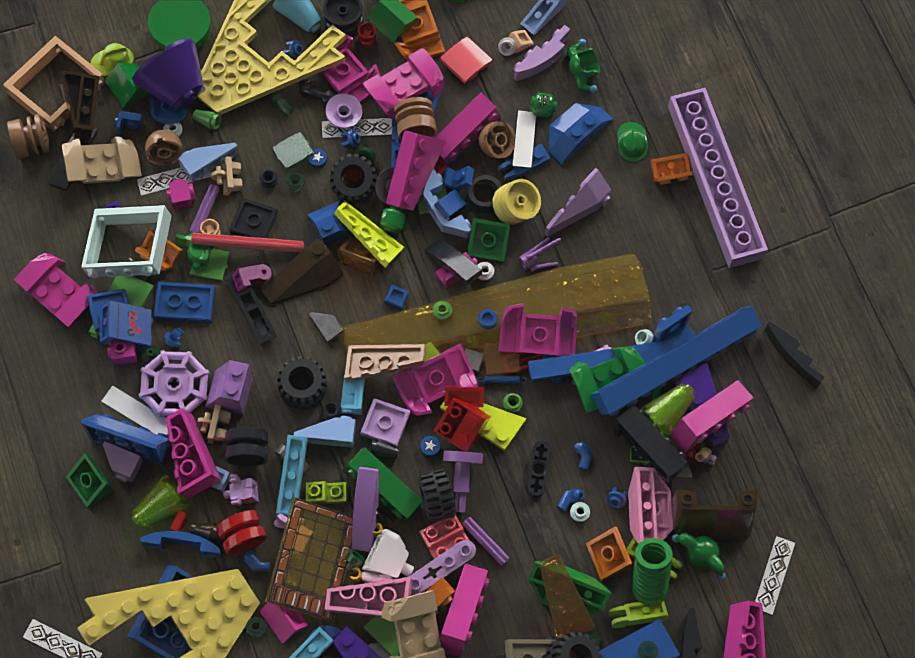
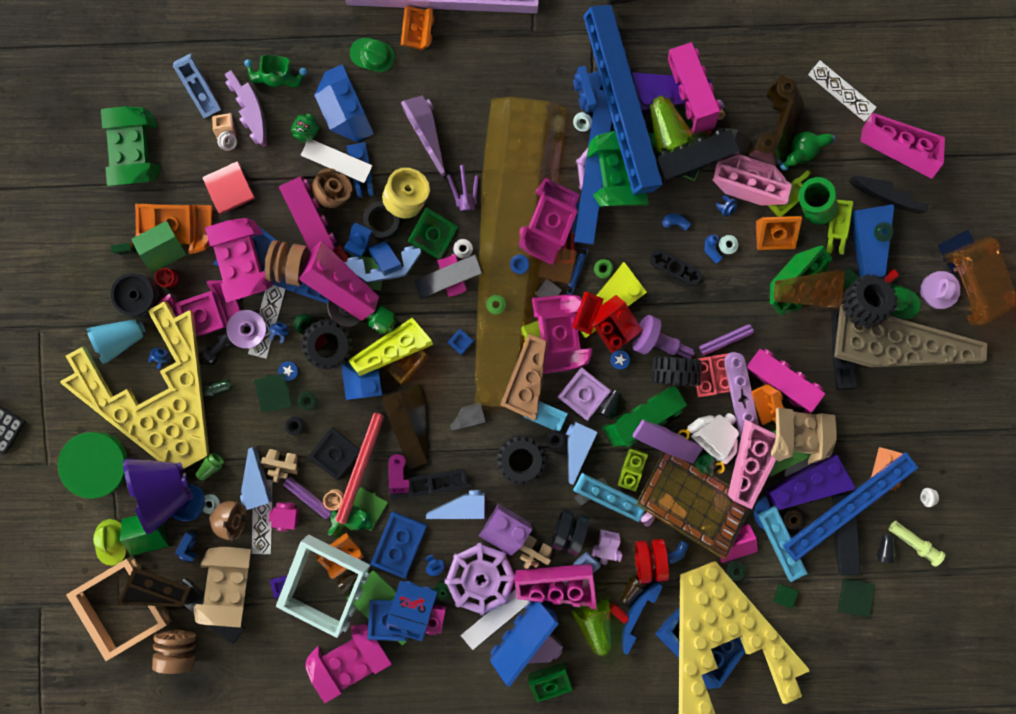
camera: 65 degrees left, 20 degrees up
(238, 343) = (463, 507): none -> light blue slope

